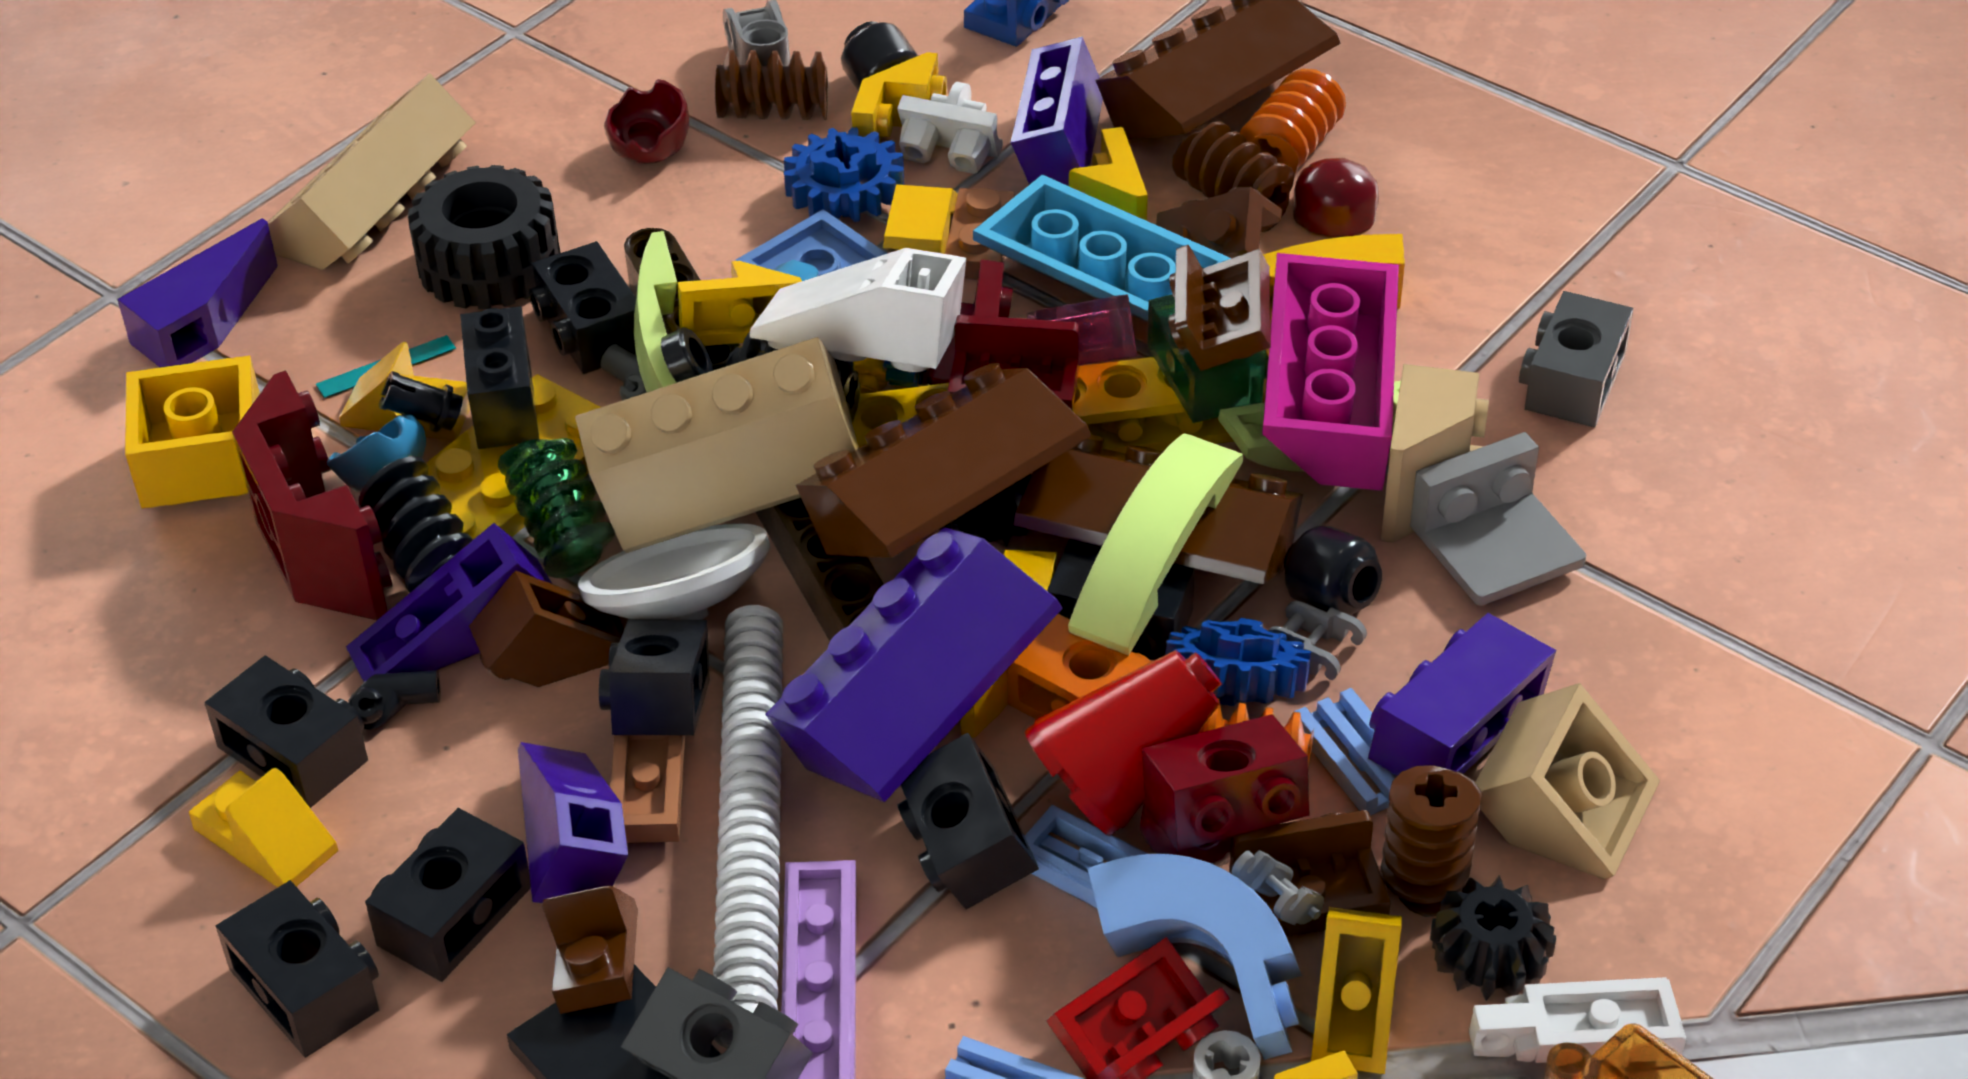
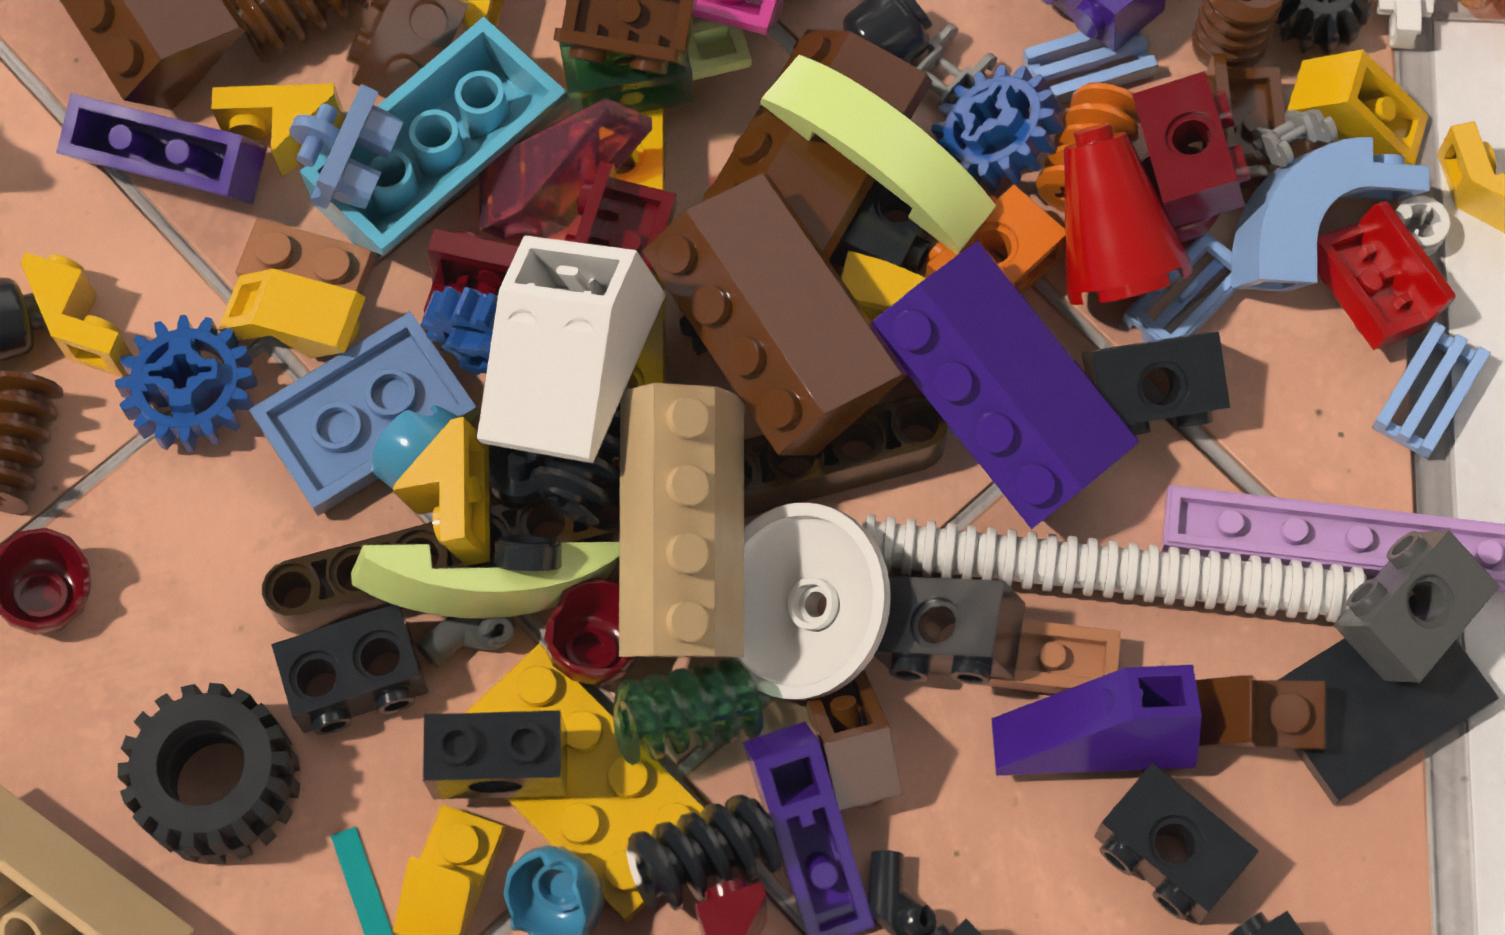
camera: 80 degrees left, 25 degrees up
(421, 400) = (502, 834): black pin -> none
(949, 123) = (153, 245): white hips -> none
(1057, 174) = (363, 126): none -> medium blue hips

